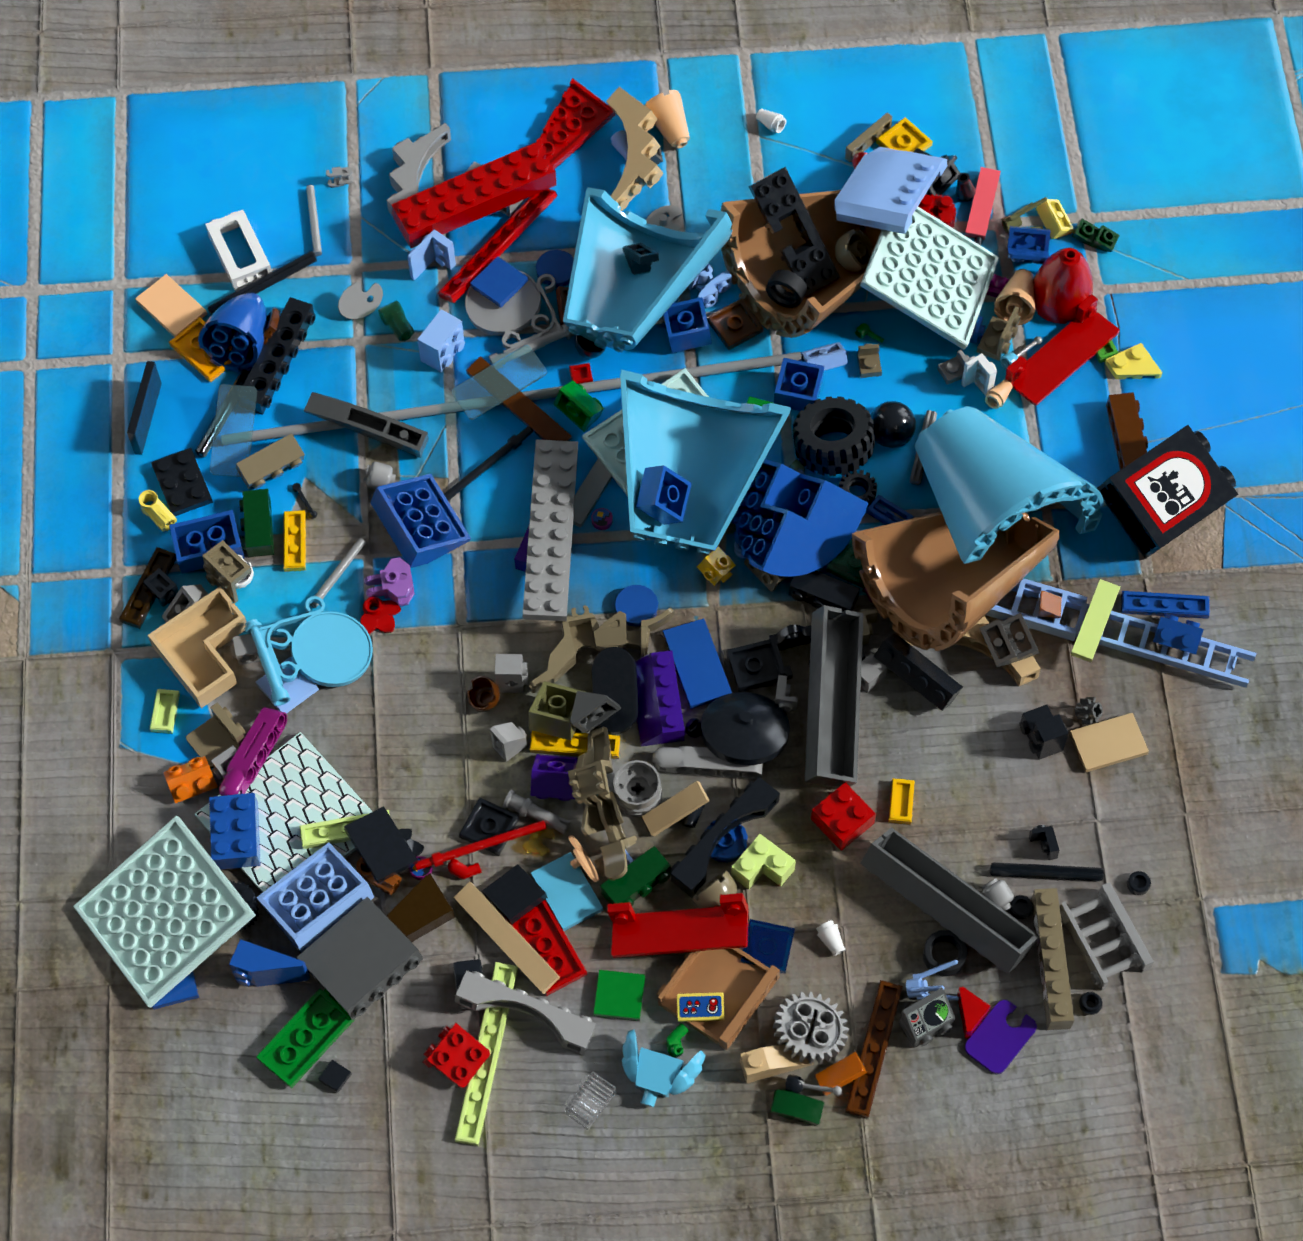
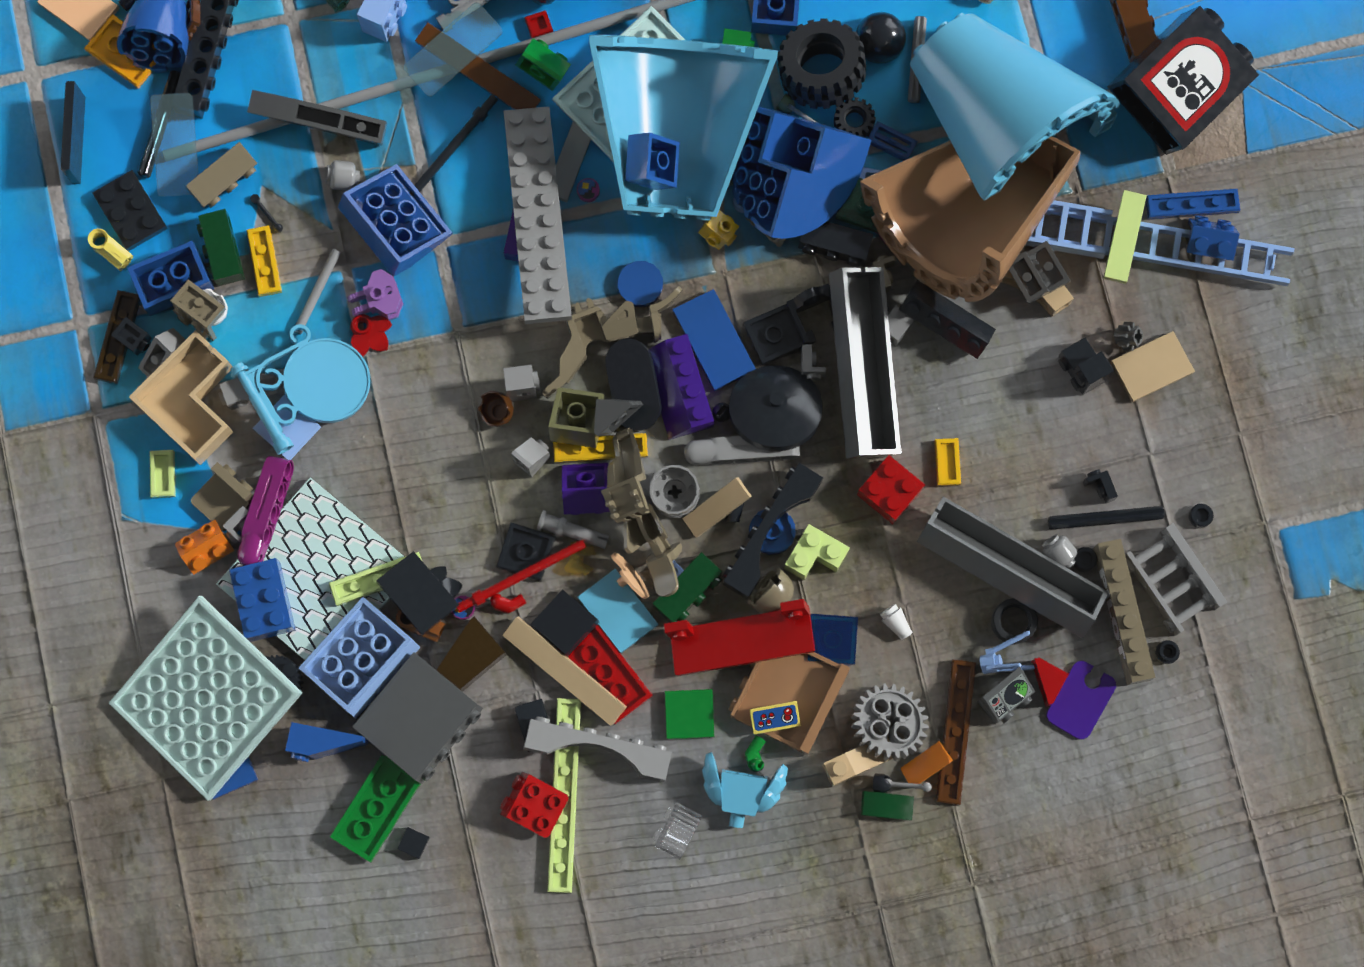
camera: 10 degrees left, 15 degrees up
(1049, 605) = (1075, 226): slope -> none

